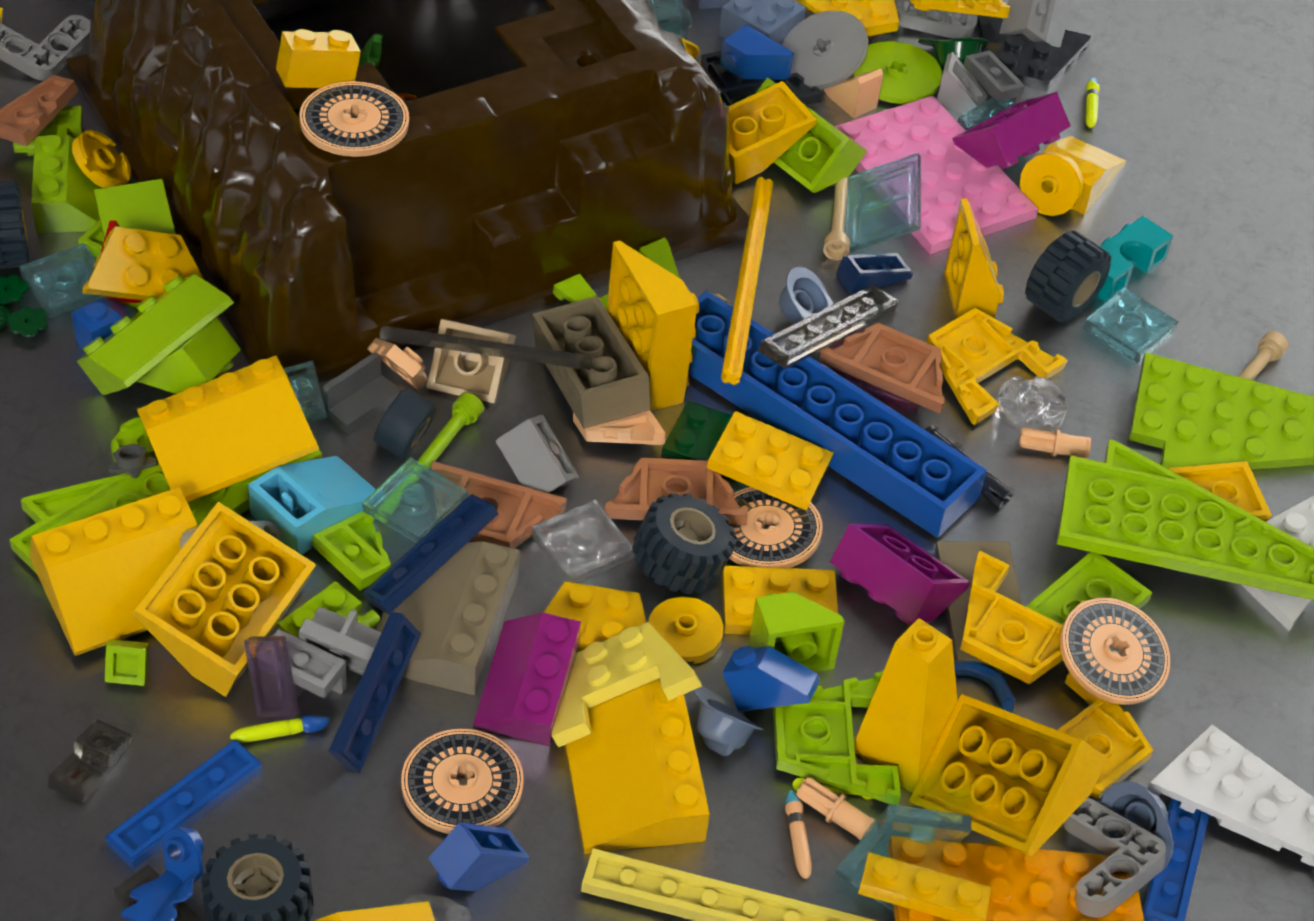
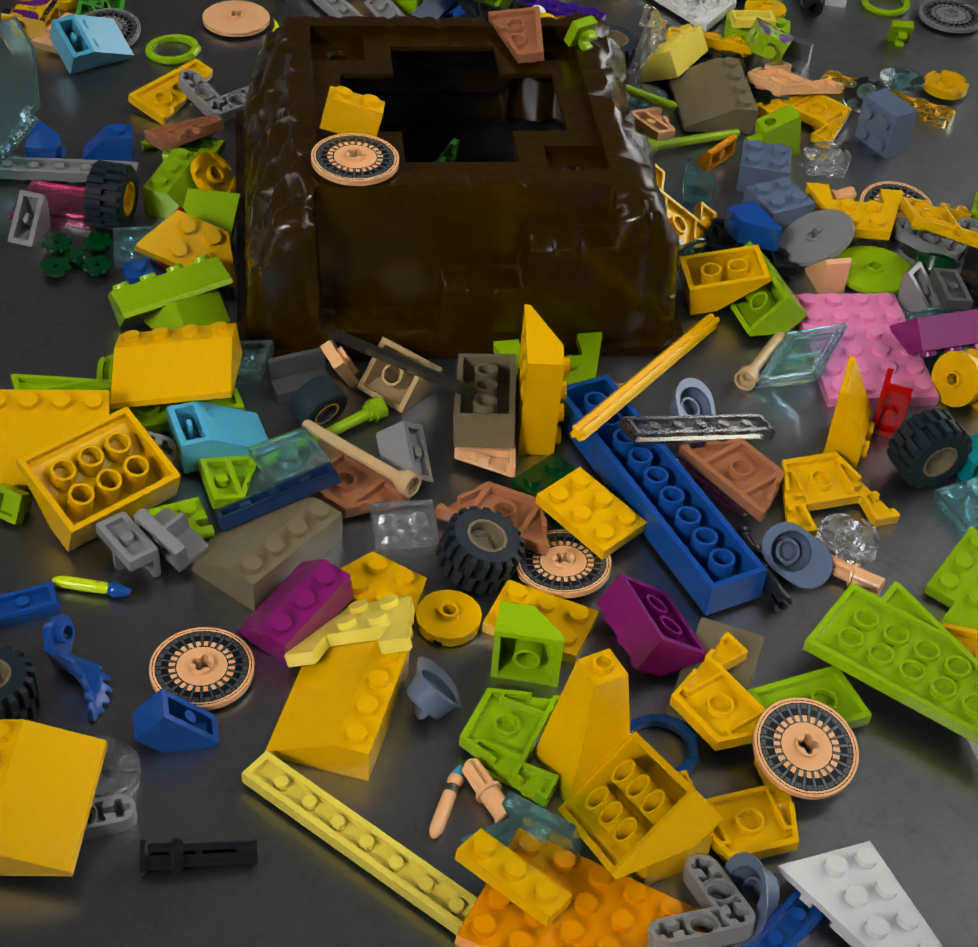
camera: 25 degrees right, 5 degrees down
(131, 460) = (100, 370): dark grey plate -> none
(271, 676) = (98, 542): clear purple tile -> none
(289, 800) = (58, 638): none -> blue plant
(374, 692) = (168, 579): dark blue tile -> none
(559, 488) = (405, 481): none -> tan piece
(767, 679) = (483, 669): blue slope -> none
(864, 270) = (767, 403): dark blue slope -> none
(998, 441) = (796, 555): none -> sand blue piece
(1005, 236) = (891, 407): none -> red panel

